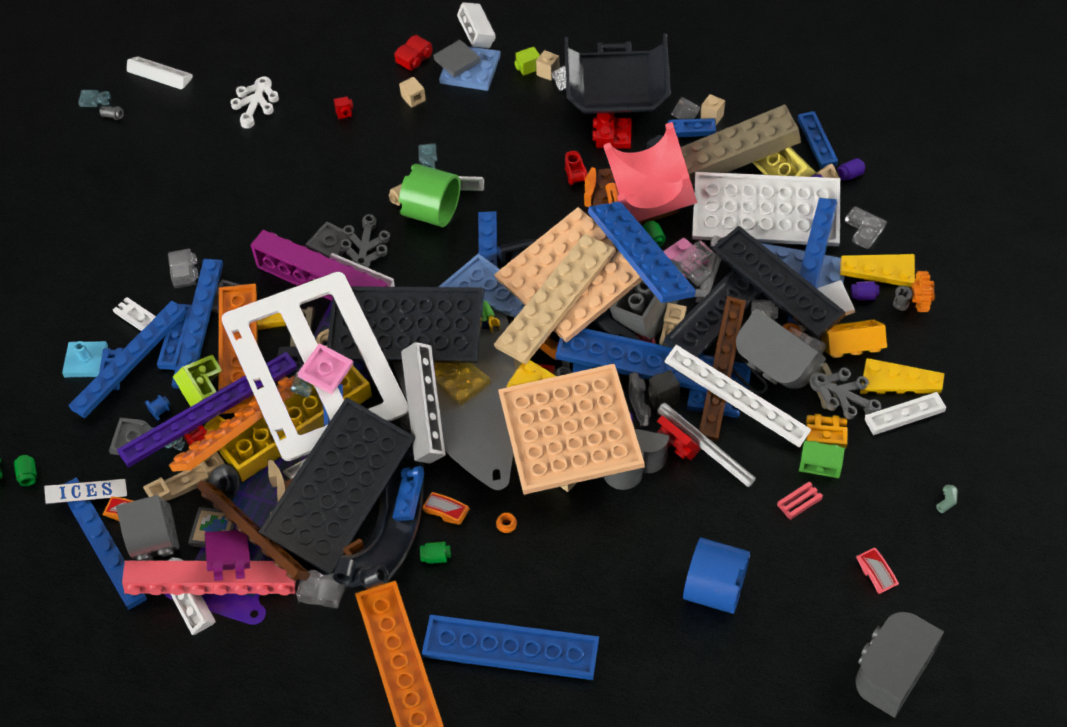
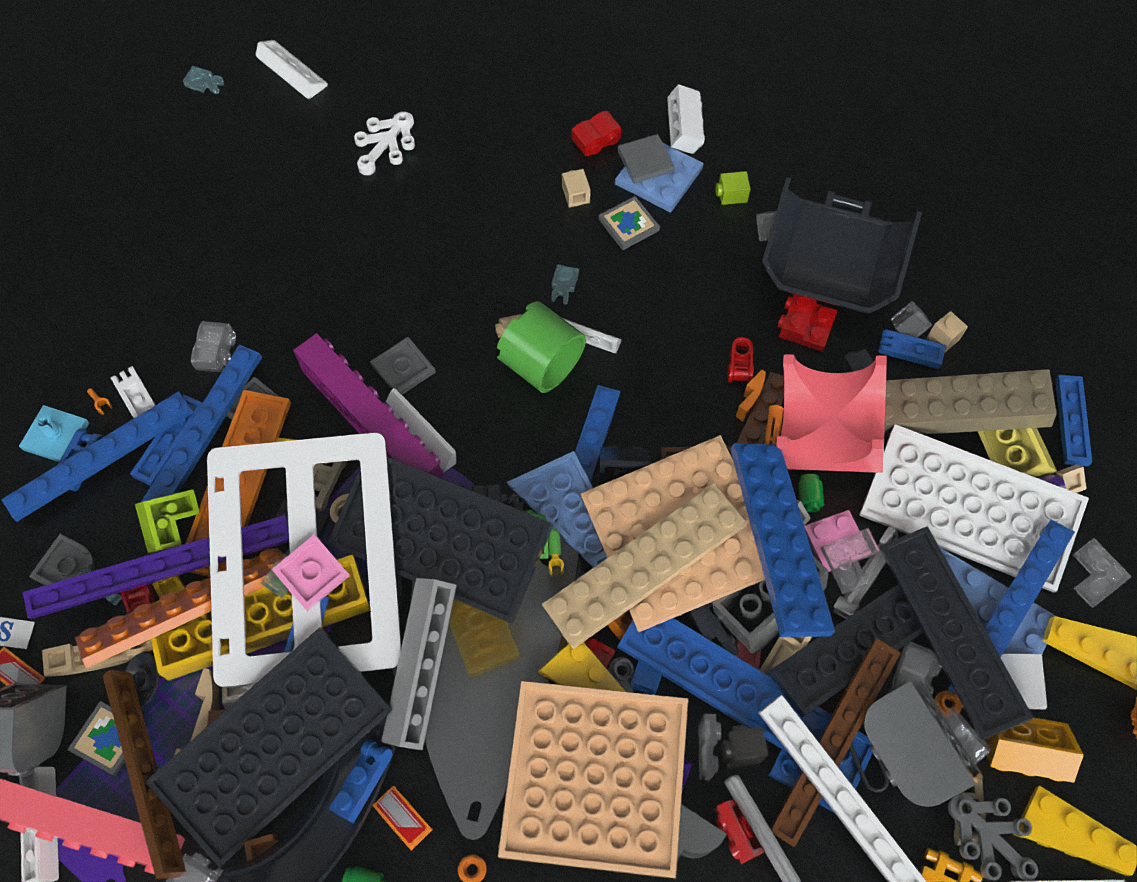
camera: 15 degrees right, 10 degrees up
(111, 328) = (98, 400): none -> orange hand
(116, 113) = (218, 107): dark grey pin -> none
(158, 406) = (109, 535): blue brick -> none
(227, 552) = (93, 799): magenta tile -> none
(343, 107) = (485, 182): red plate -> none
(364, 246) = (442, 386): dark grey plant -> none
(460, 104) = (629, 223): none -> tile
(547, 64) = (755, 201): tan brick -> none
(851, 169) = (1106, 481): dark purple brick -> none
(864, 291) = (1069, 677): dark purple brick -> none
(902, 298) = (1118, 707): dark grey bush -> none

